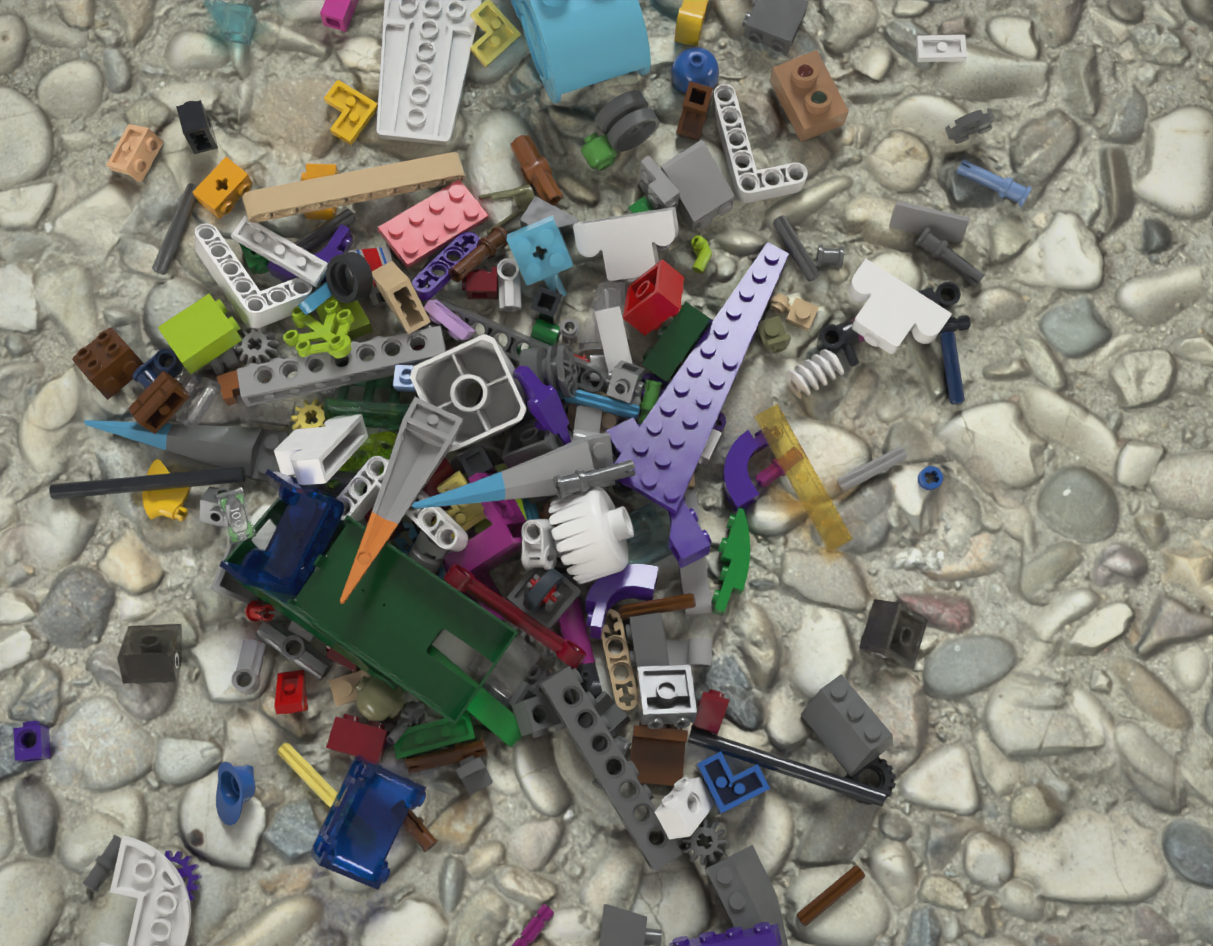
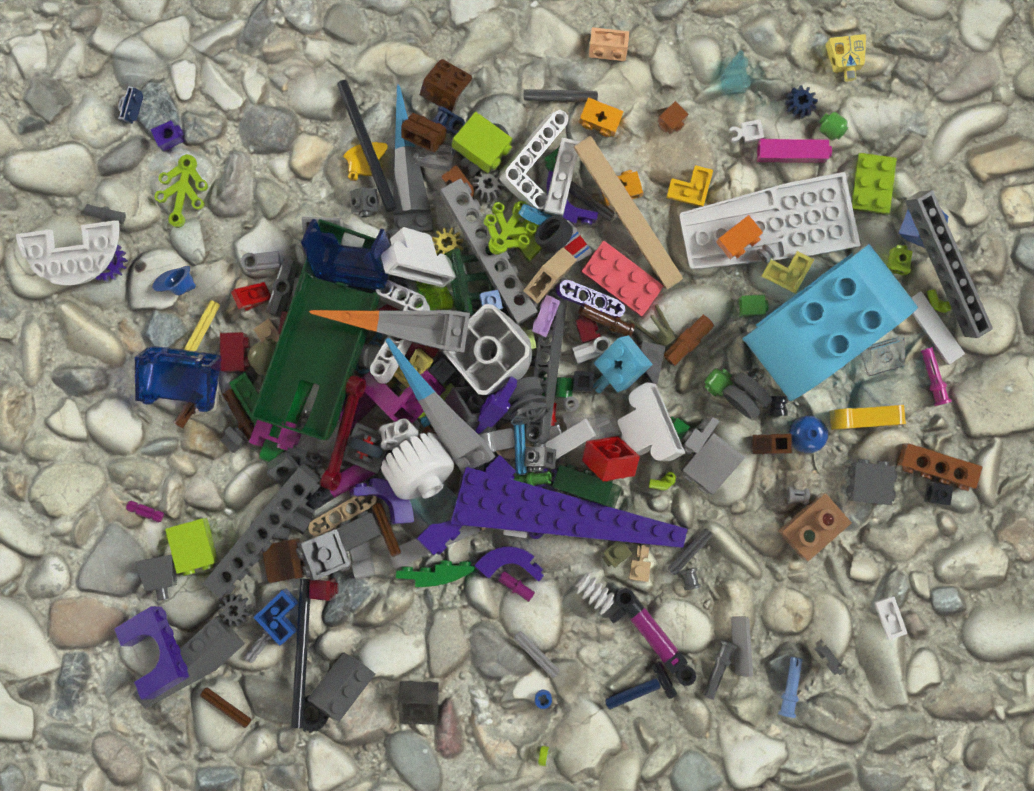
camera: 80 degrees right, 10 degrees up
(110, 744) = (182, 187): none -> lime plant
(151, 654) = (250, 192): clear smoke slope -> none
(197, 126) = (640, 81): black brick -> none
(236, 515) = (356, 216): clear tile -> none
(257, 106) = (672, 118): none -> dark orange brick
(258, 611) = (299, 255): red pin -> none
(305, 26) = (749, 131): none -> white plate
(412, 715) = (257, 381): dark grey plate -> none
(432, 70) = (739, 237): none -> orange brick
(461, 48) = (766, 253): none -> light grey bush
(499, 694) = (286, 438): none -> magenta tile
(519, 86) = (753, 306): none -> bright green brick
(583, 480) = (448, 451): dark grey pin -> none
(601, 875) = (192, 546): none -> lime brick
(652, 93) = (778, 406): none -> black wheel
(684, 807) = (250, 590): white brick -> none
(743, 154) = (752, 490): white beam -> none
(760, 824) = (257, 647): none -> light grey axle
(765, 105) = (798, 496): none -> light grey bush
(803, 478) = (512, 606): clear yellow tile -> none
(892, 309) = (657, 638): white brick -> none
(1002, 497) = (543, 756): none -> lime tile

